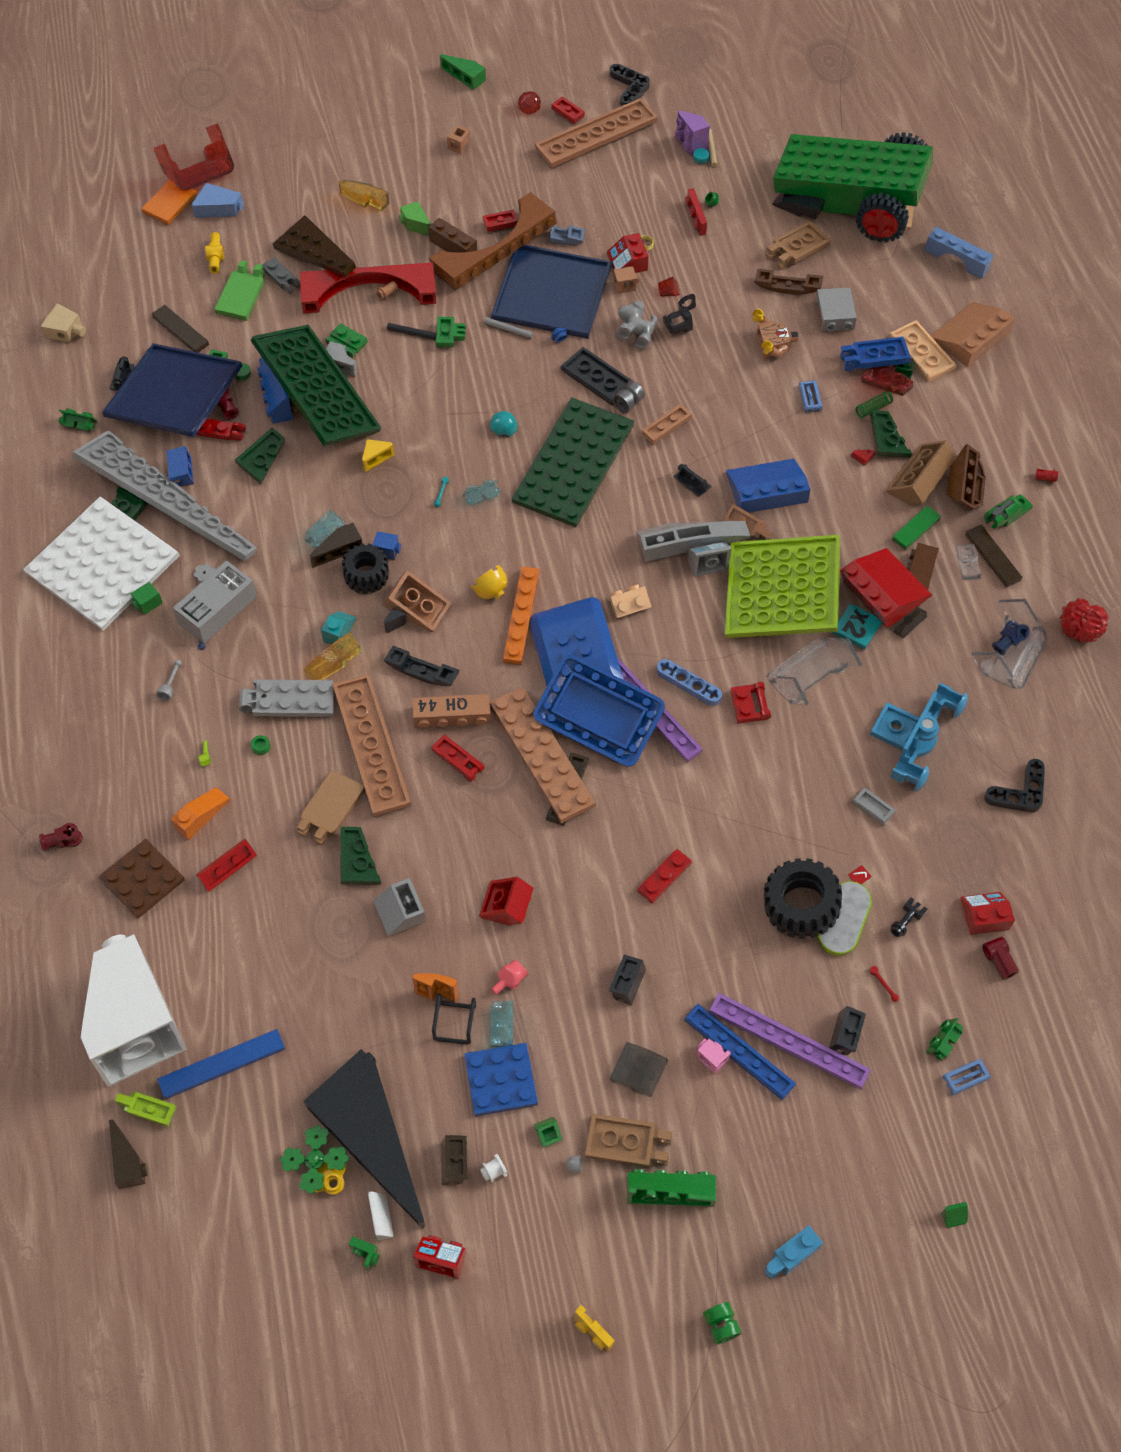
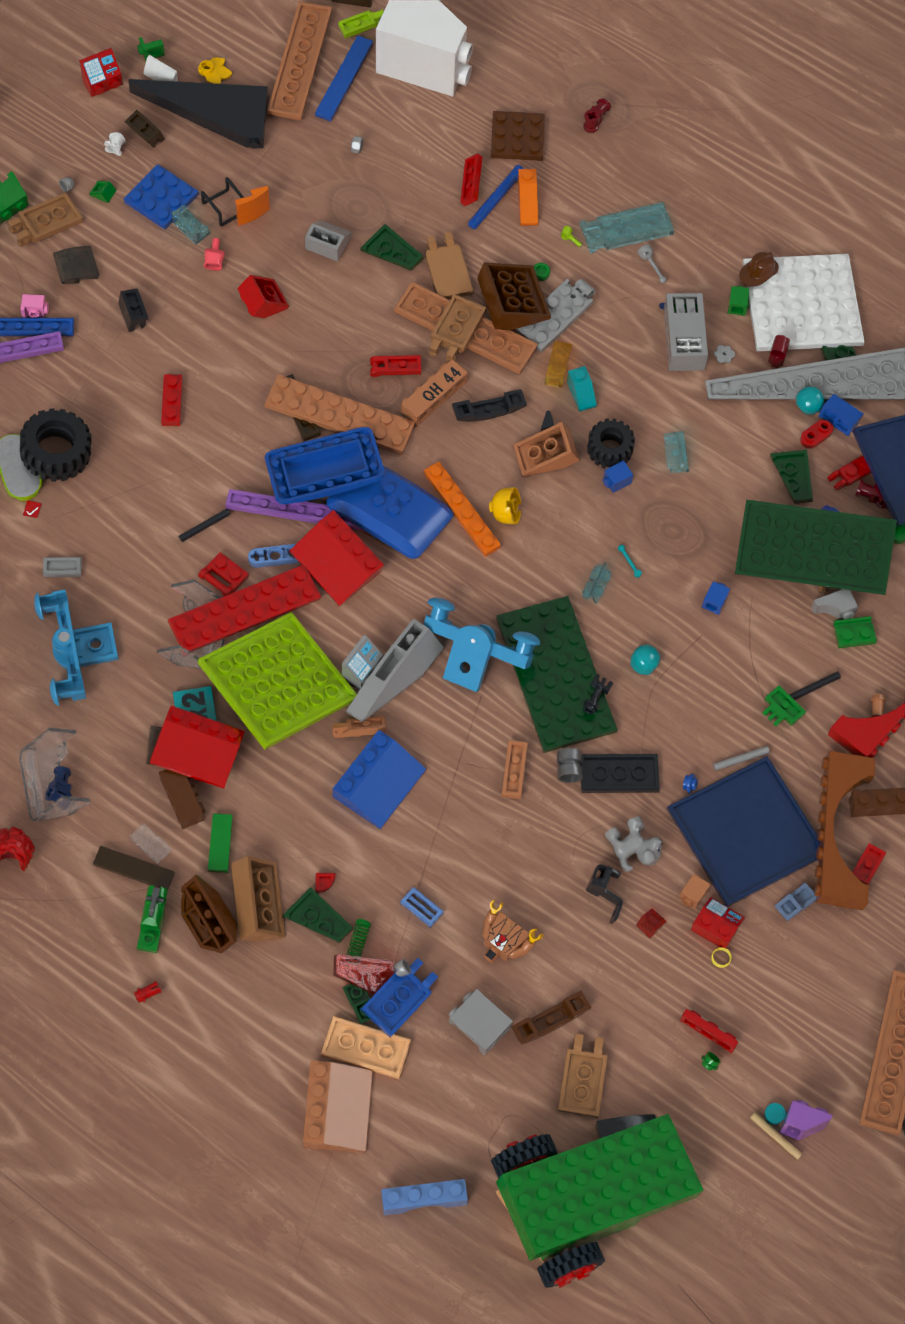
camera: 135 degrees right, 5 degrees up
(104, 603) = (759, 269): none -> reddish brown piece
(152, 725) = (627, 227): none -> clear light blue hinge
(169, 531) = (779, 351): none -> dark red piece
(190, 488) = (810, 400): none -> teal hair
(209, 471) = (818, 434): none -> red plate
(222, 836) = (494, 198): none -> blue axle
(240, 1116) = (299, 61): none -> nougat plate
(283, 980) = (357, 144): none -> light grey tile
(310, 731) = (512, 295): none -> reddish brown slope
(314, 1159) = (229, 69): green plant -> none
(336, 545) = (652, 454): dark brown slope -> none
(376, 453) = (713, 546): yellow slope -> none
(381, 742) = (456, 327): none -> medium nougat tile
(412, 421) = (716, 597): none -> blue brick
(554, 424) = (591, 706): none -> black hinge
(625, 496) = (475, 646): none -> dark azure piece
(630, 601) = (391, 582): light nougat bracket -> none
(655, 641) = (337, 558): none -> red slope
(691, 480) = (443, 733): black hinge -> none
(731, 752) = (204, 525): none -> black bar
(762, 654) = (244, 609): none -> red plate
(864, 356) = (402, 968): none -> light grey hinge

